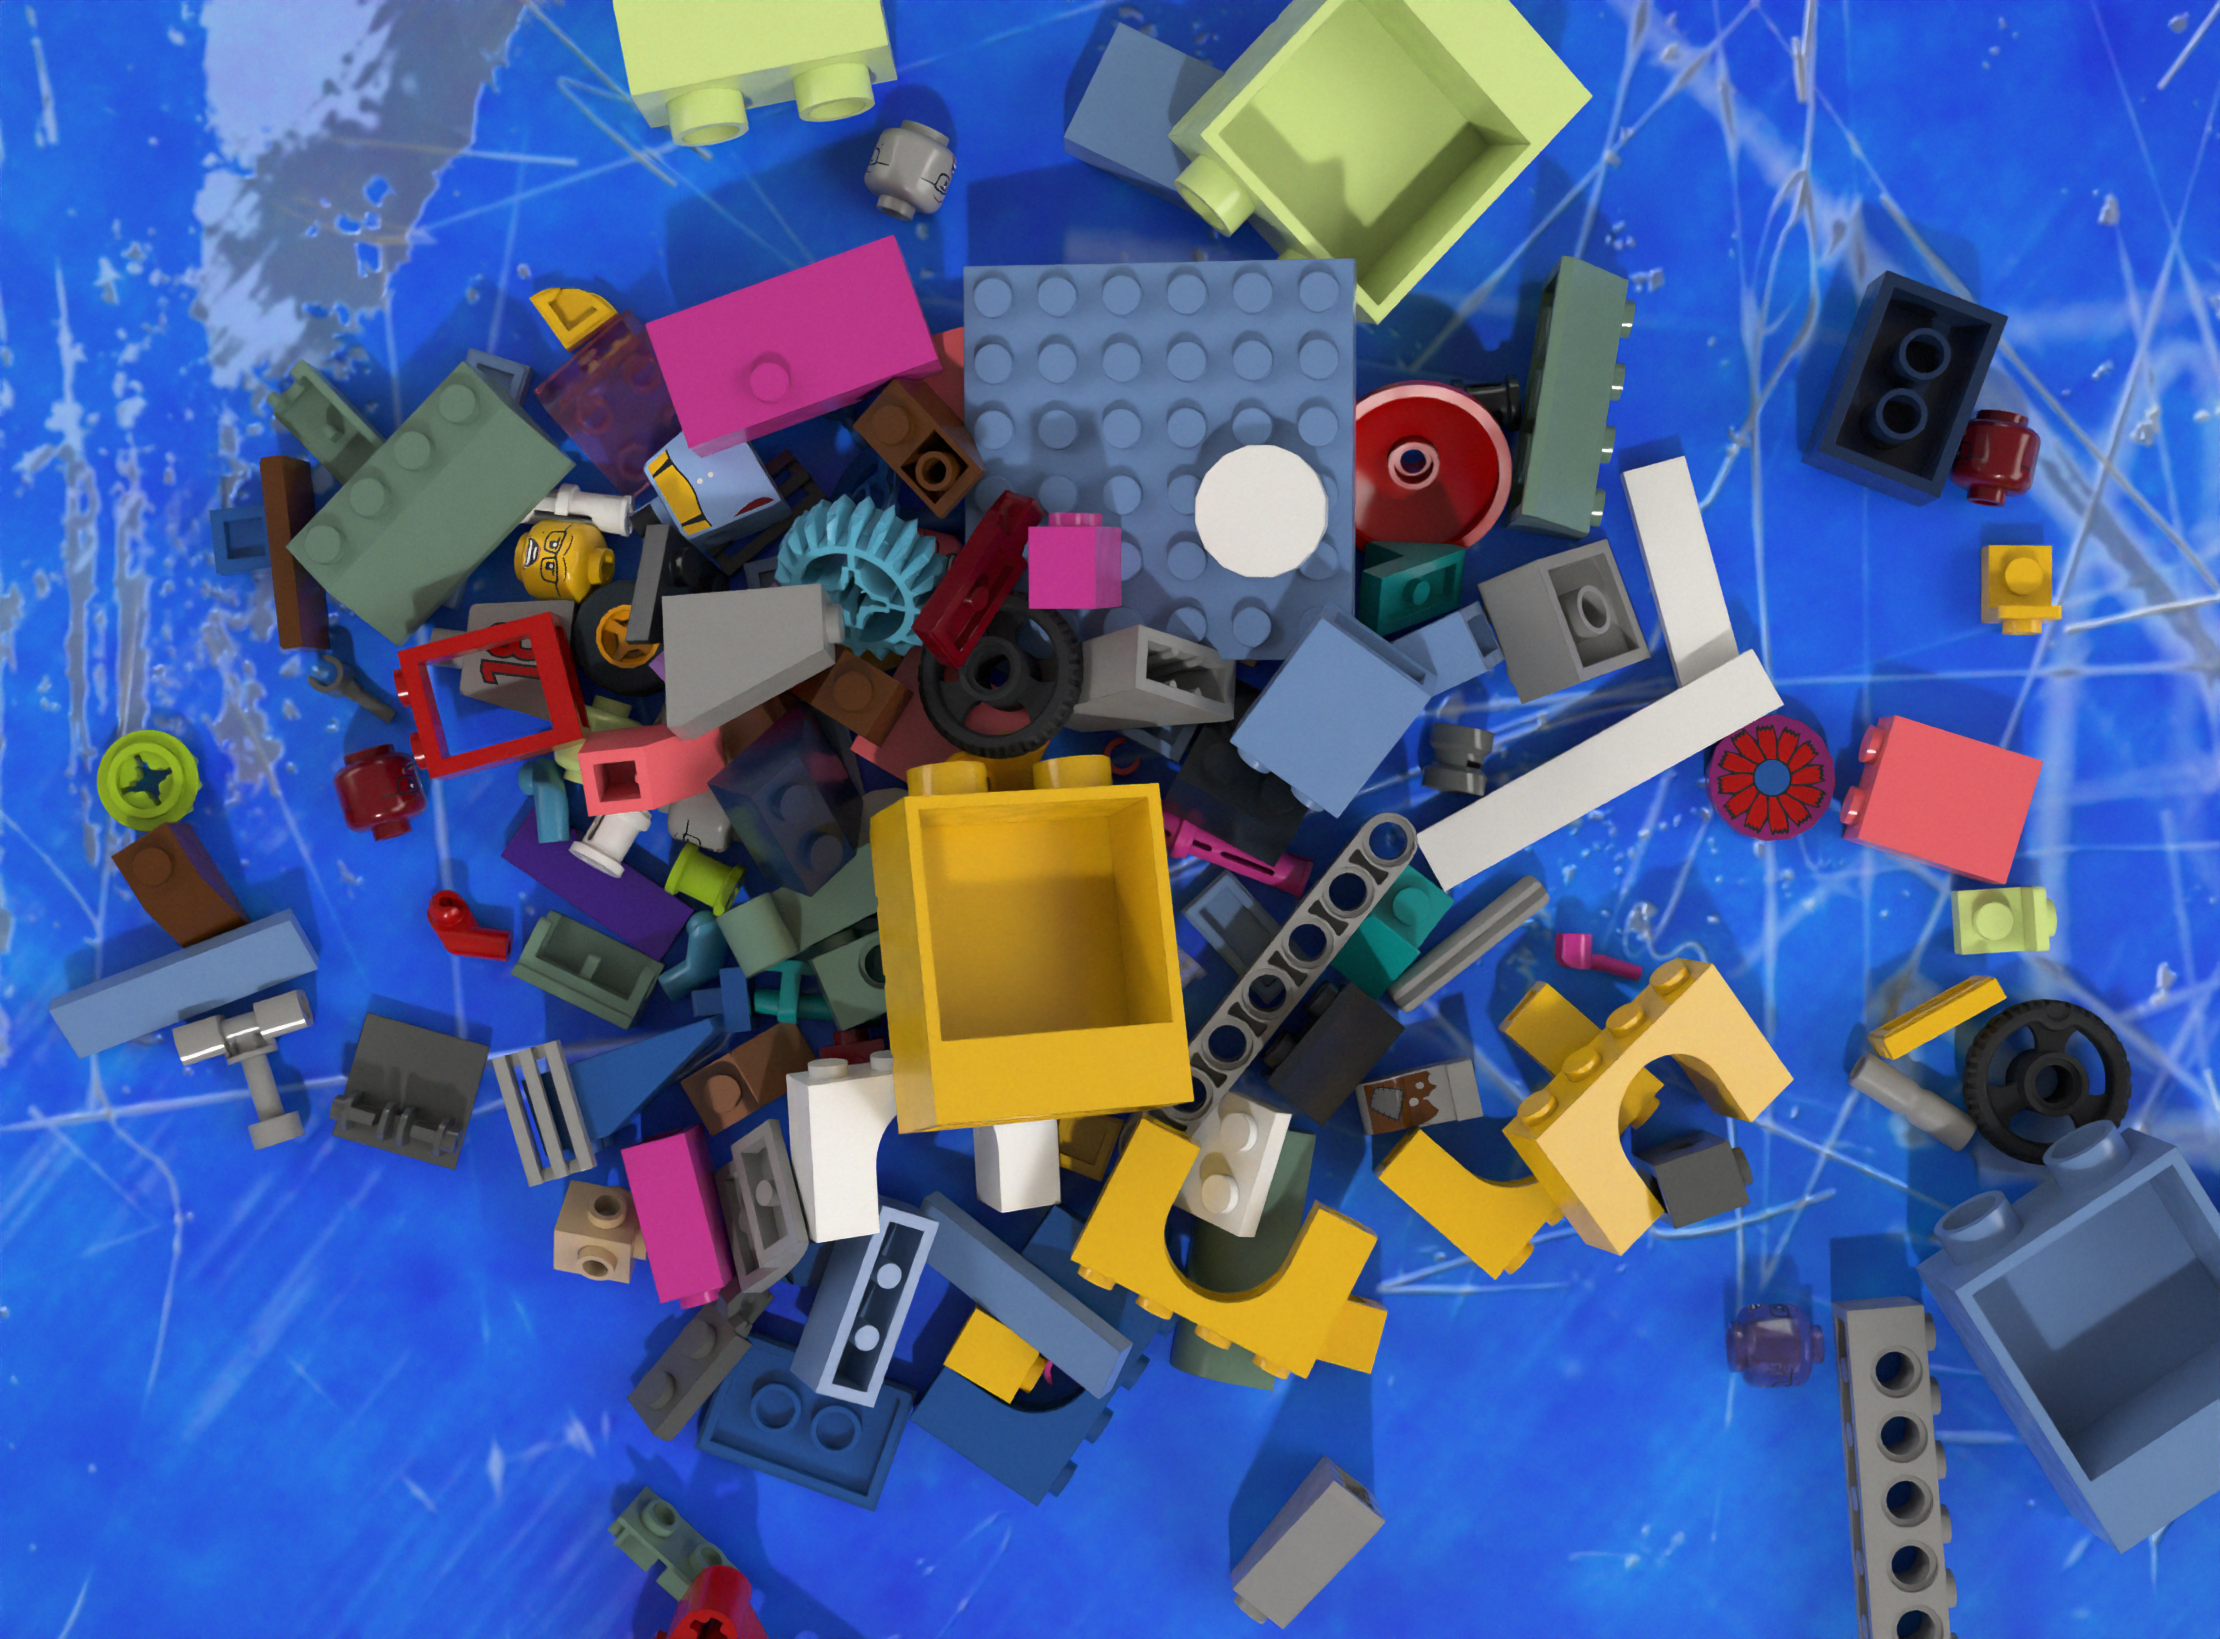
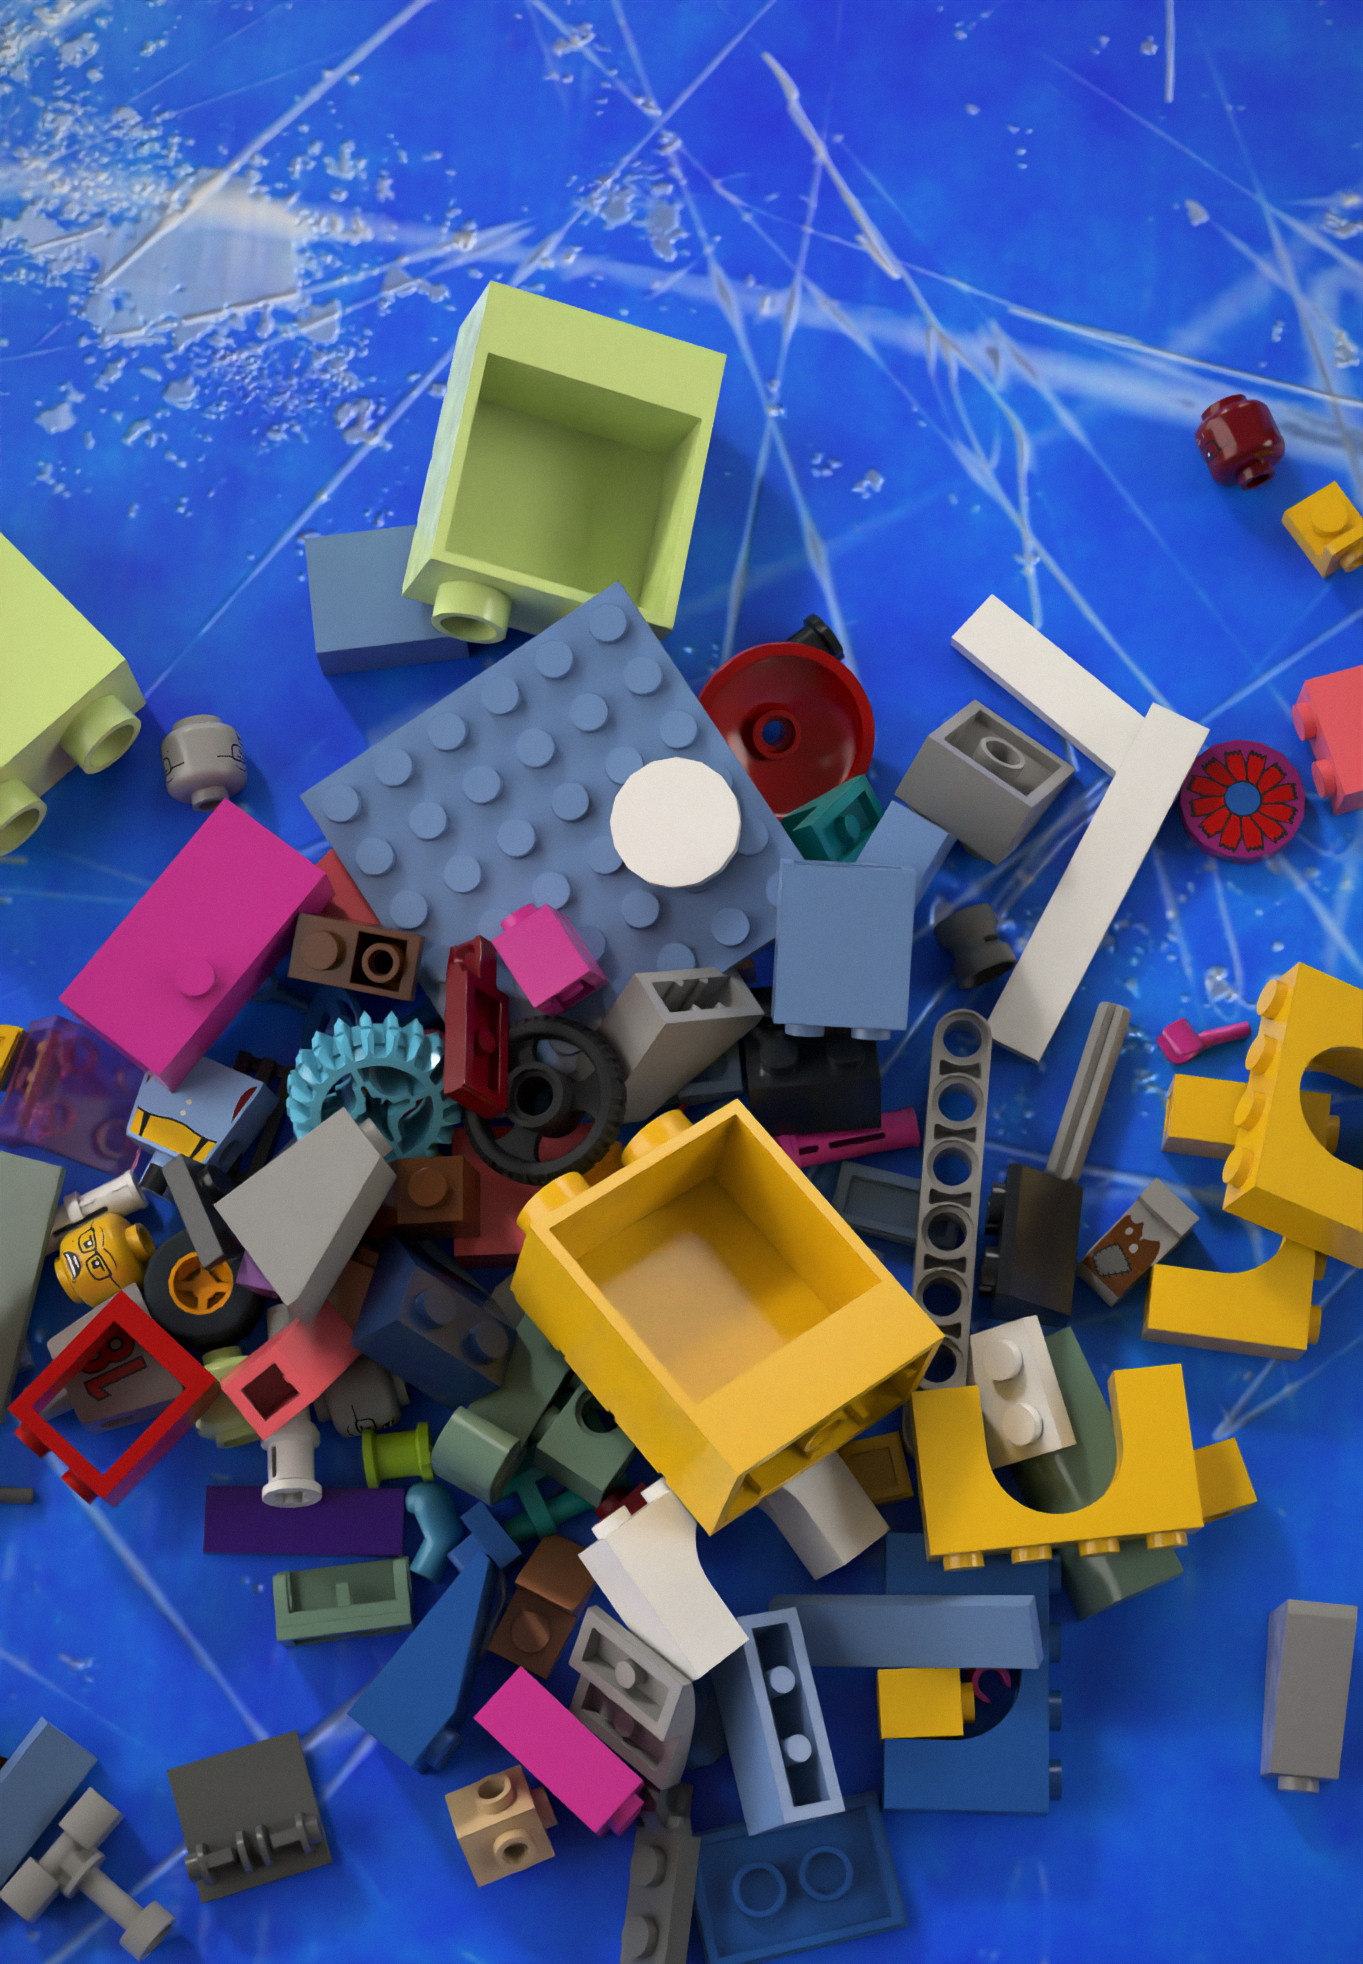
camera: 30 degrees left, 15 degrees down
(380, 792) = (61, 1562): dark red head -> none
(461, 931) = (207, 1643): red arm -> none
(519, 1118) = (340, 1685): light grey tile -> none
(546, 783) = (209, 1463): dark azure arm -> none
(1392, 933) = (1016, 1117): teal slope -> none
(1568, 401) = (868, 607): sand green slope -> none
(1904, 389) = (1131, 432): dark blue brick -> none

